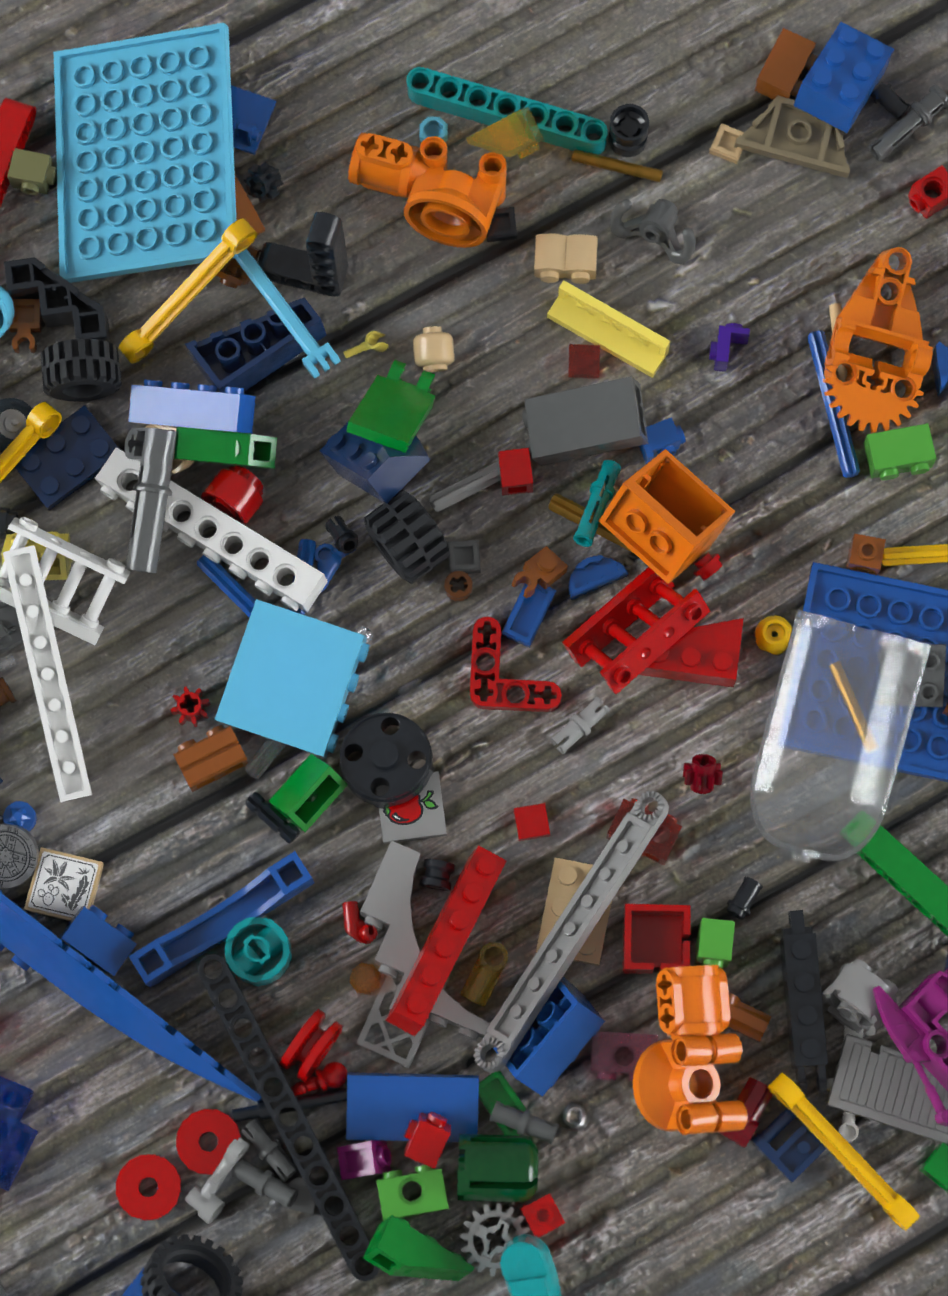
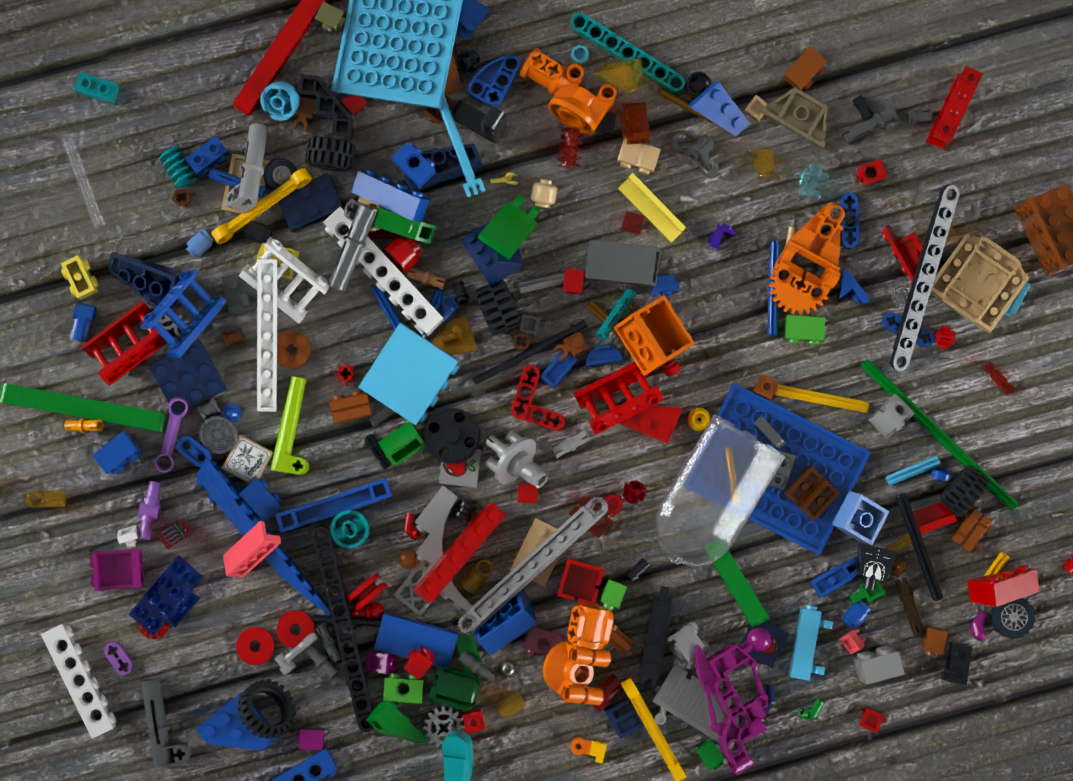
camera: 10 degrees right, 10 degrees up
(101, 291) = (353, 103): none -> red tile
(101, 1026) = (249, 551): none -> coral panel
(104, 676) = (300, 342): none -> dark orange plate
(122, 870) = (282, 457): none -> lime axle
(198, 474) = (382, 234): none -> clear red axle
(227, 363) = (419, 174): none -> blue brick
(234, 241) = (439, 102): yellow piece -> none
(282, 525) = (426, 278): none -> medium nougat pin
(301, 197) = (488, 79): none -> blue beam
(353, 604) = (456, 337): none -> pearl gold shield
(455, 272) = (570, 146): none -> clear red piece
(475, 599) = (530, 352): none -> black bar
(499, 769) = (515, 460): none -> light grey piece
(547, 207) = (635, 123): none -> clear red brick
(597, 1174) = (511, 705): none -> clear yellow brick
(671, 151) = (720, 109): none -> blue wing
(678, 802) = (614, 504): none -> red tile
(732, 1210) = (590, 747): none -> leg
(762, 218) = (764, 162): none -> clear yellow brick
(840, 226) = (809, 179): none -> clear light blue hips
(843, 77) = (837, 87): blue brick -> none
(891, 621) = (769, 432): none -> dark grey beam
(934, 291) = (854, 206): none -> blue beam

